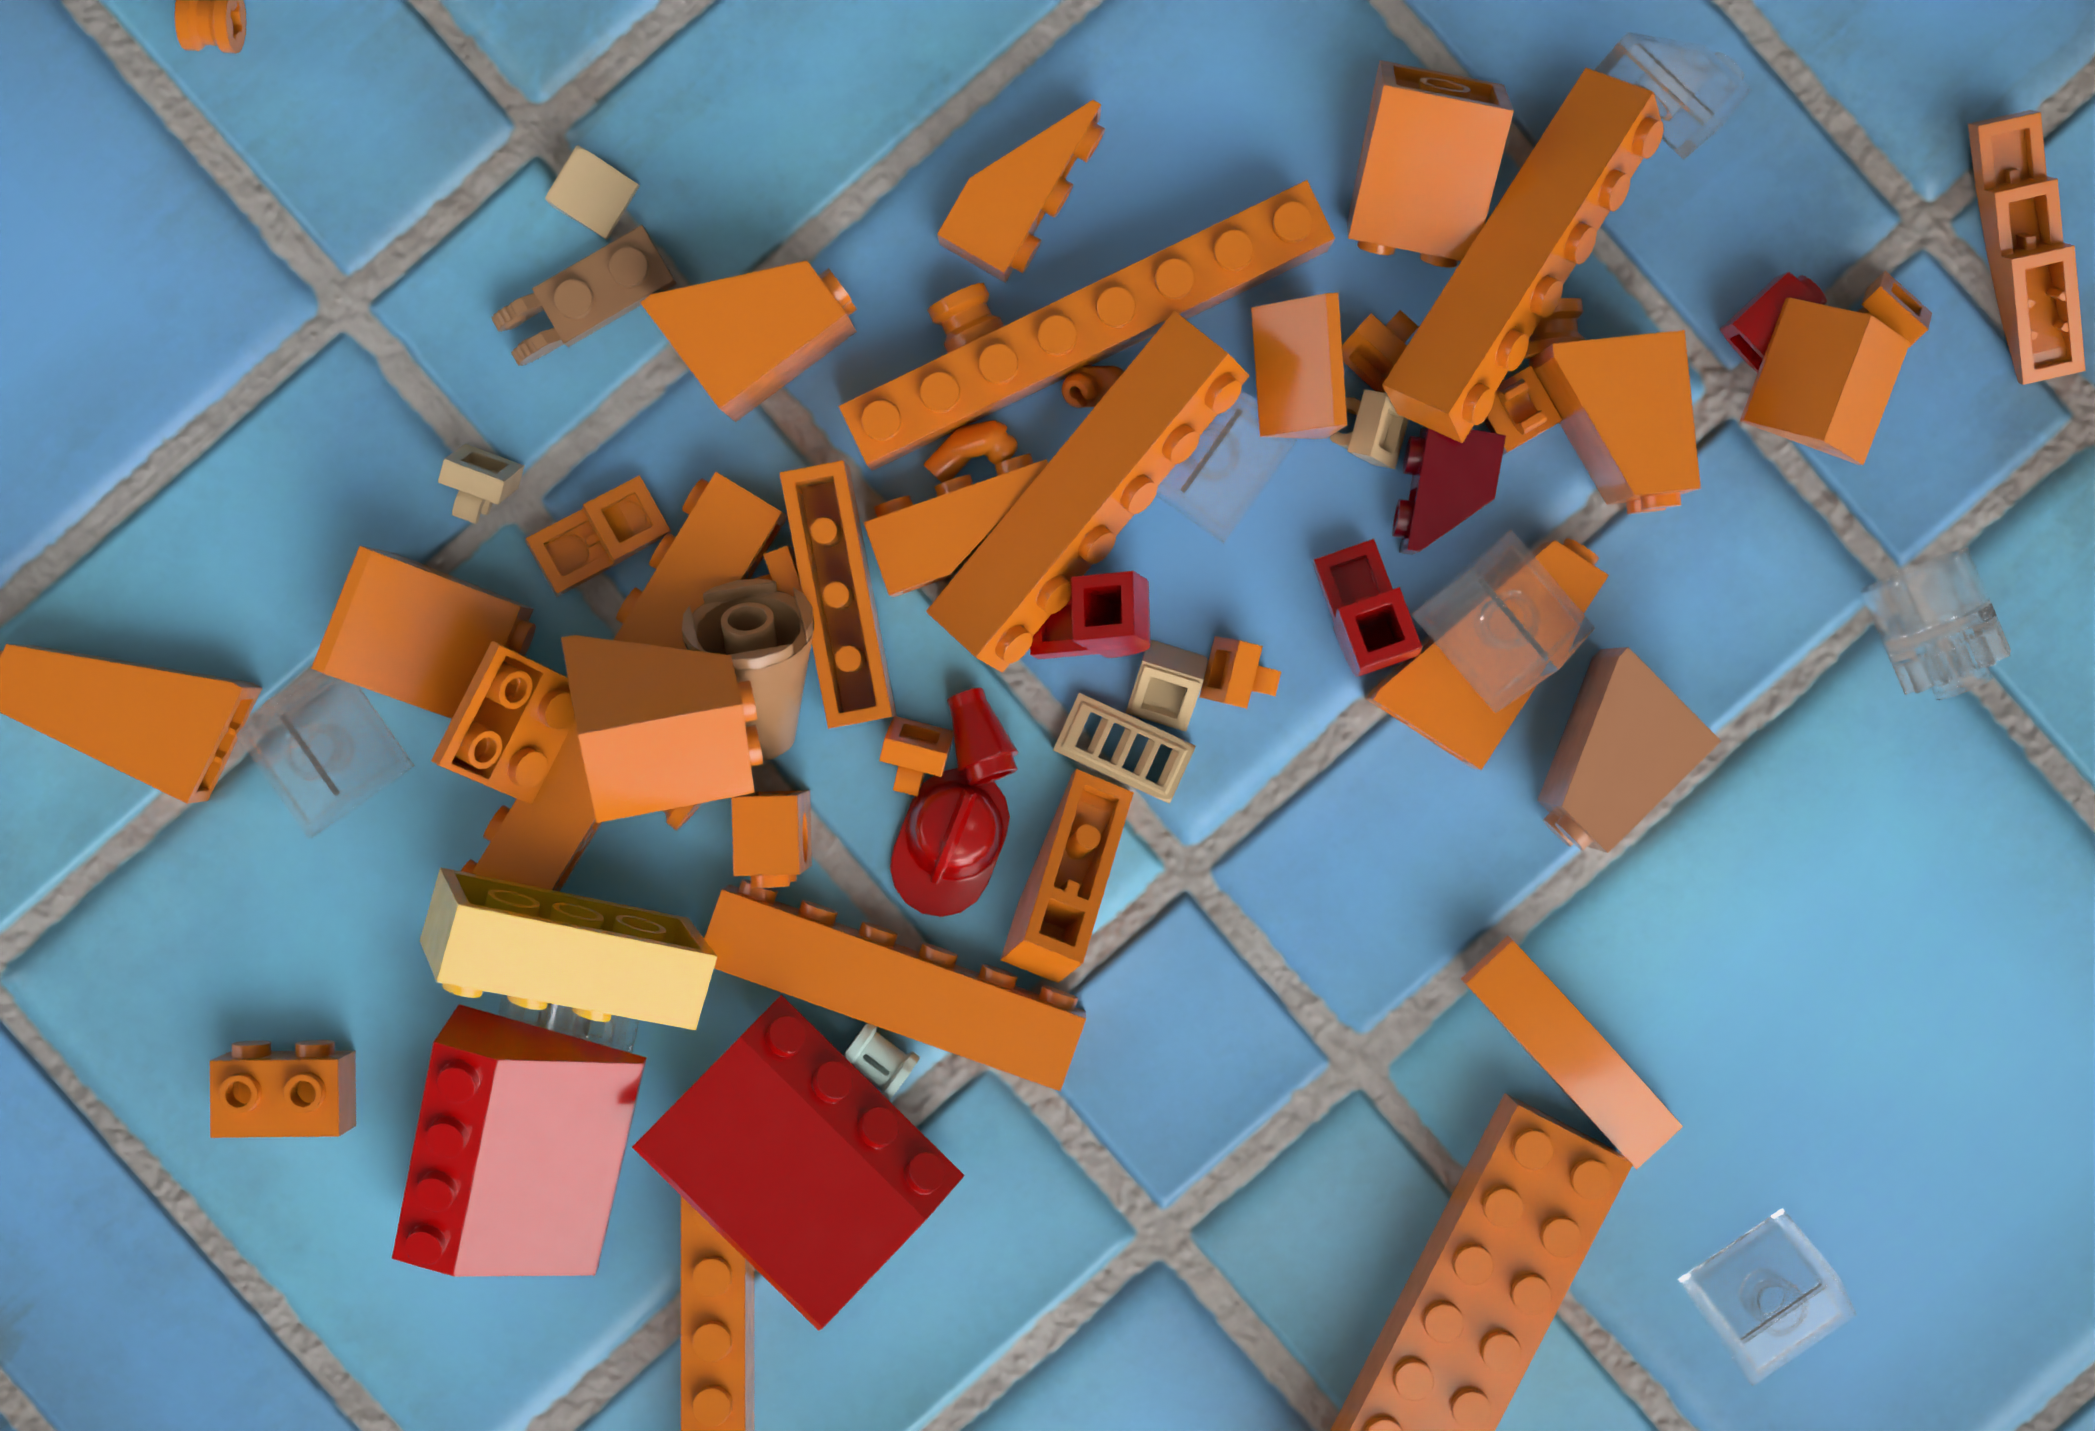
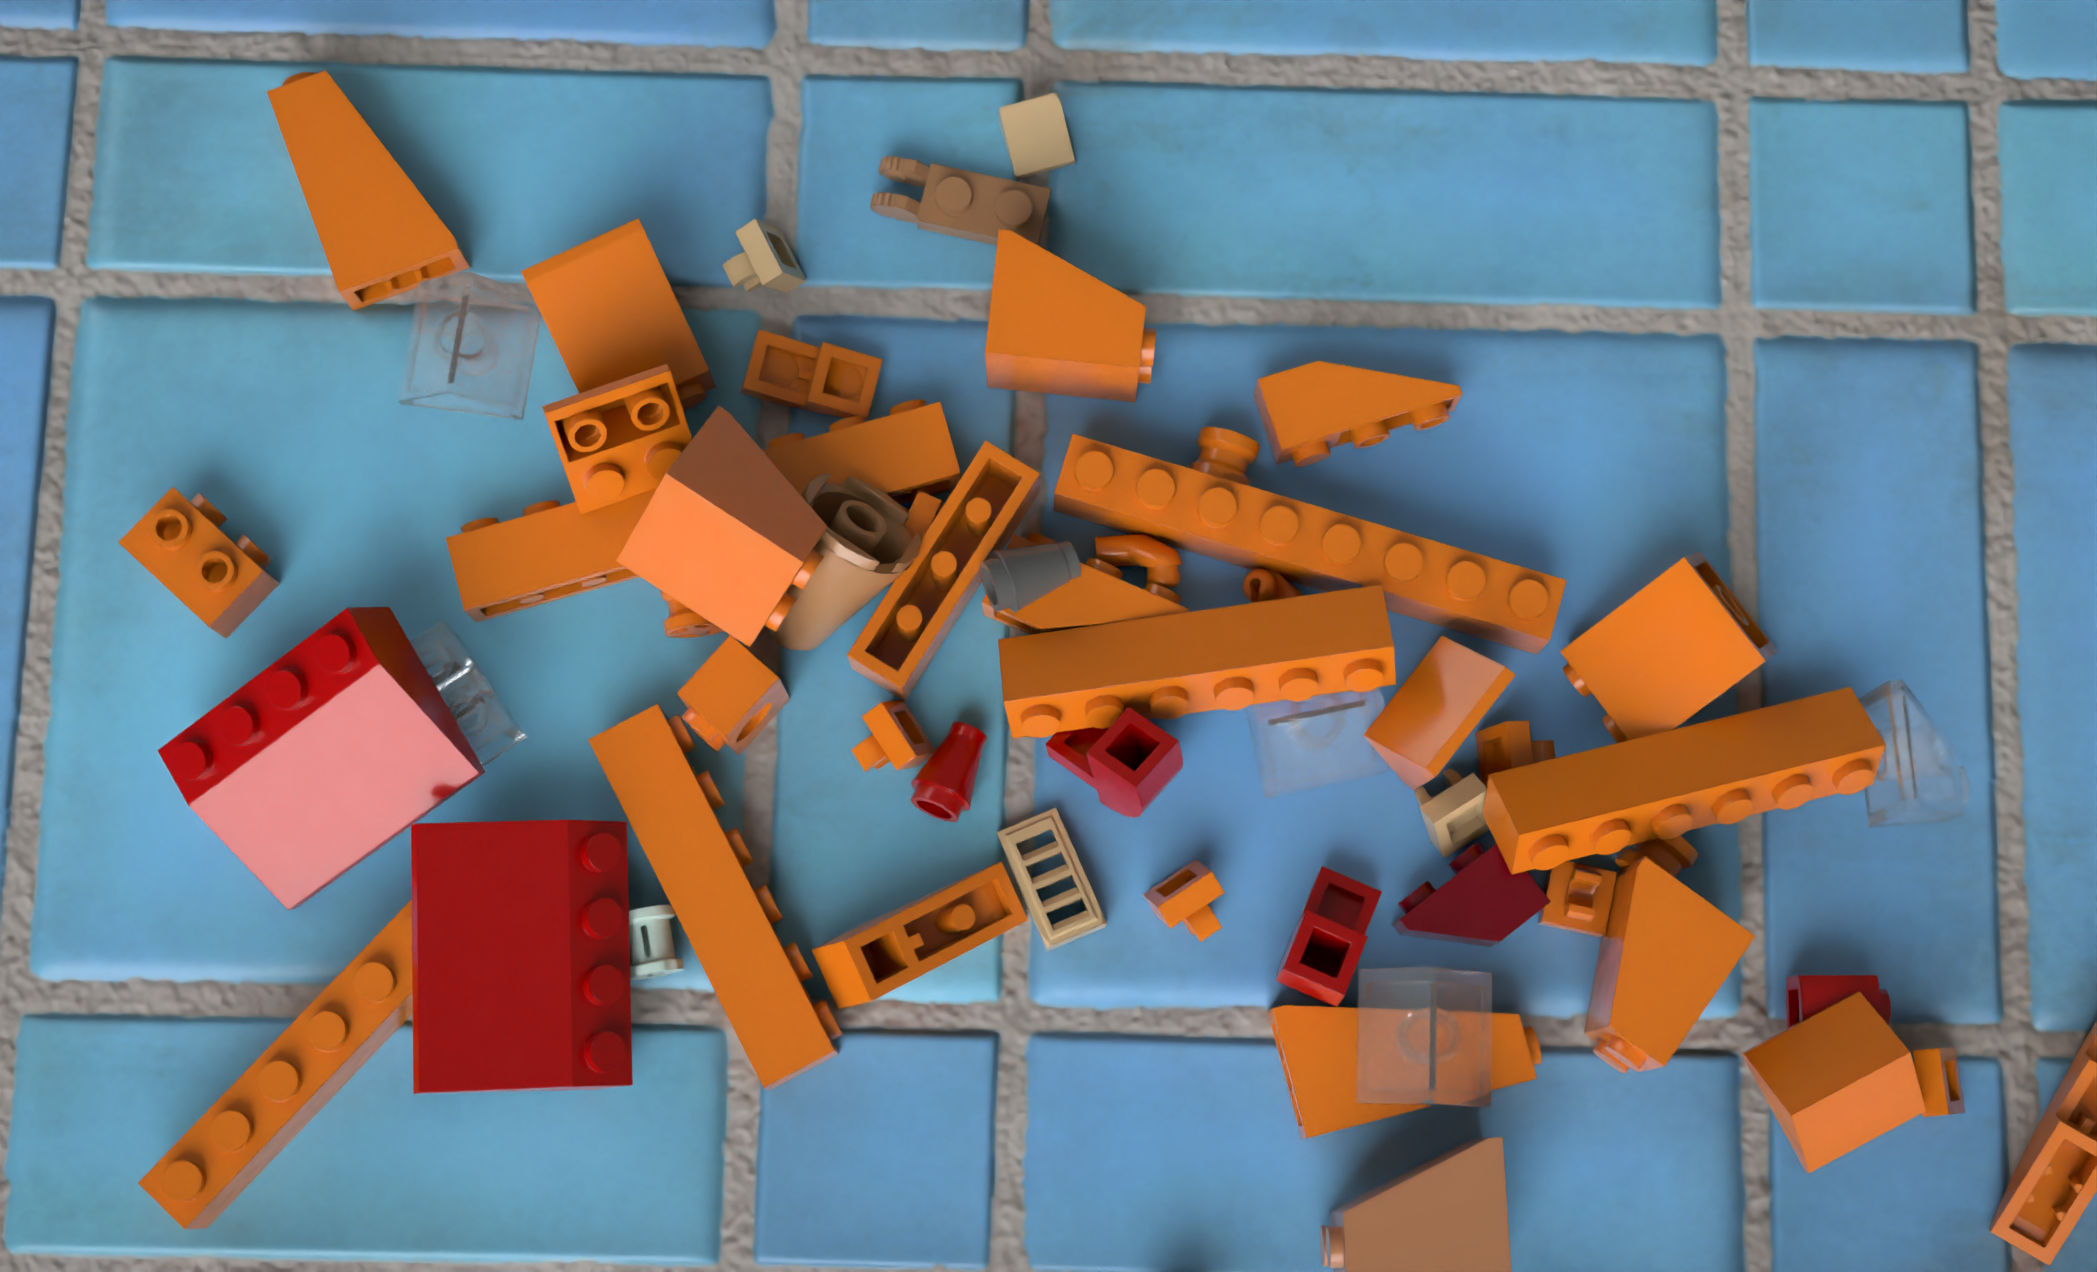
camera: 40 degrees right, 10 degrees down
(565, 951) = (503, 638): yellow brick -> none
(905, 544) = (1028, 573): none -> dark grey cone
(949, 844) = (854, 832): red piece -> none
(1167, 685) = (1126, 863): tan slope -> none

